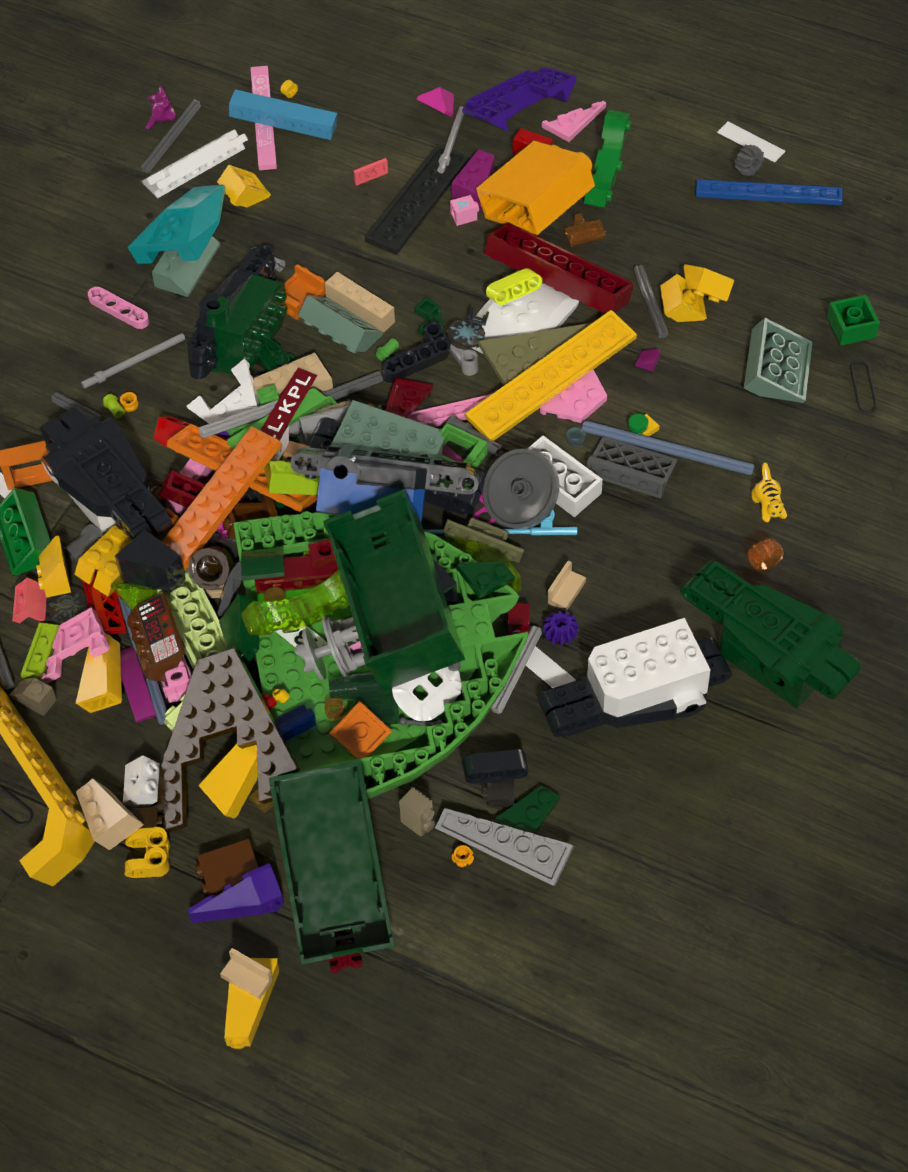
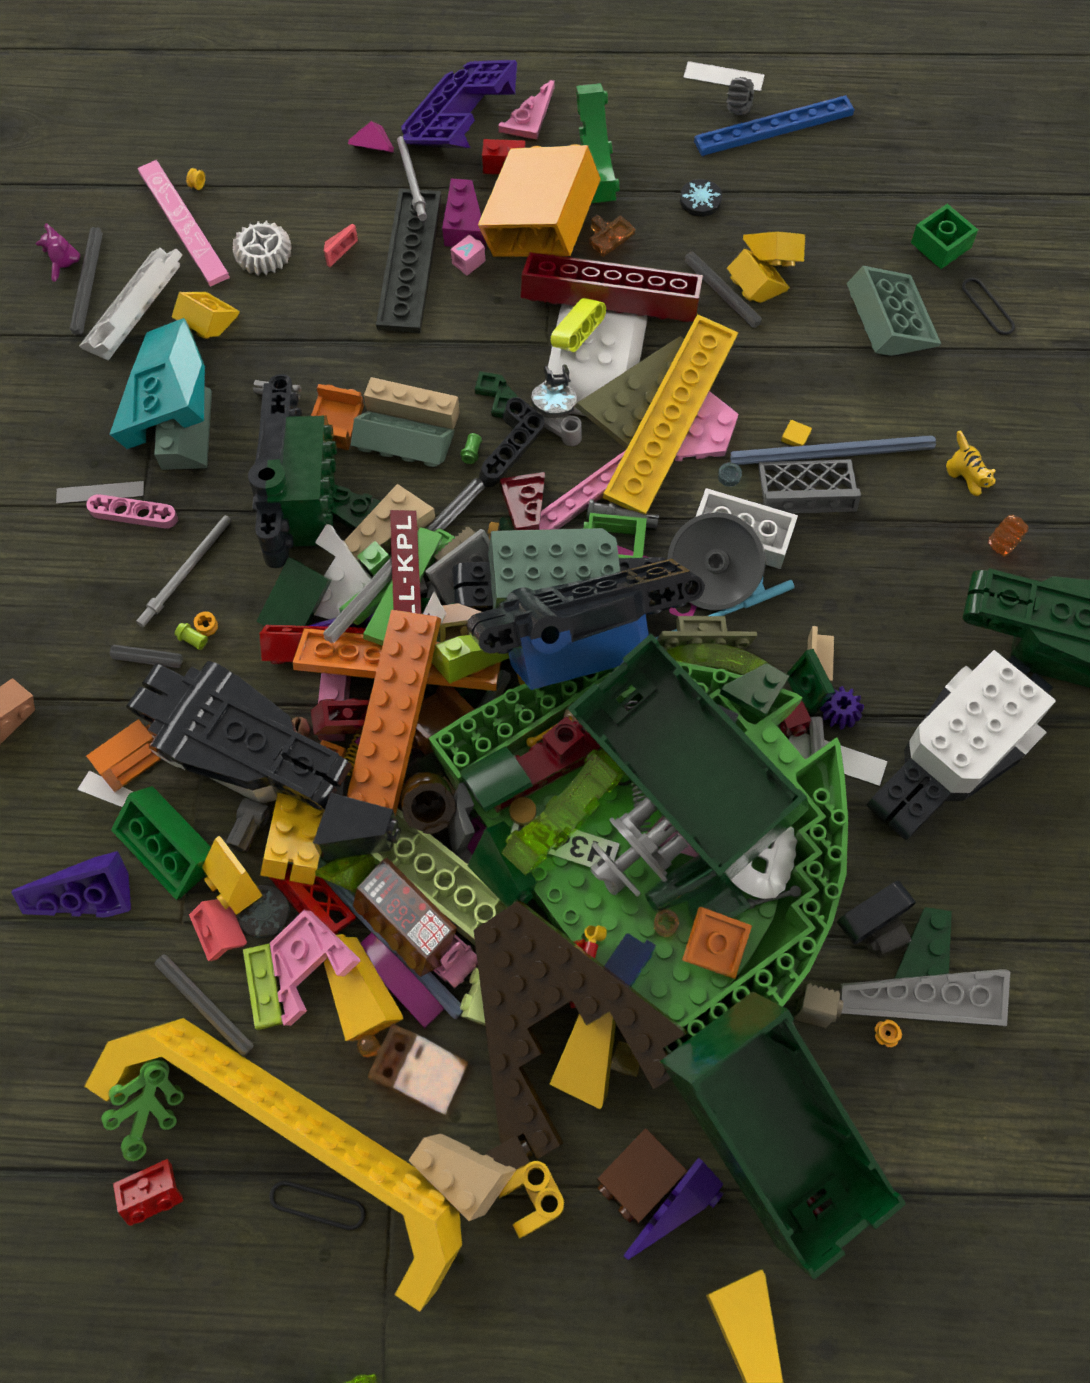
camera: 25 degrees left, 10 degrees up
(34, 695) = (284, 1049): dark tan slope -> none
(111, 738) = (419, 1071): none -> clear orange slope
(117, 290) = (83, 493): none -> light grey sticker
(141, 783) = (479, 1111): white brick -> none
(199, 402) = (294, 596): none -> dark green tile
(247, 974) = (743, 1314): tan panel -> none
(282, 114) = (205, 211): dark azure brick -> none
(310, 154) = (262, 248): none -> white gear
(542, 599) = (810, 681): none -> dark green tile
(638, 423) = (791, 434): green tile -> none
(648, 359) = (757, 356): magenta slope -> none
(674, 227) = (701, 197): none -> black tile

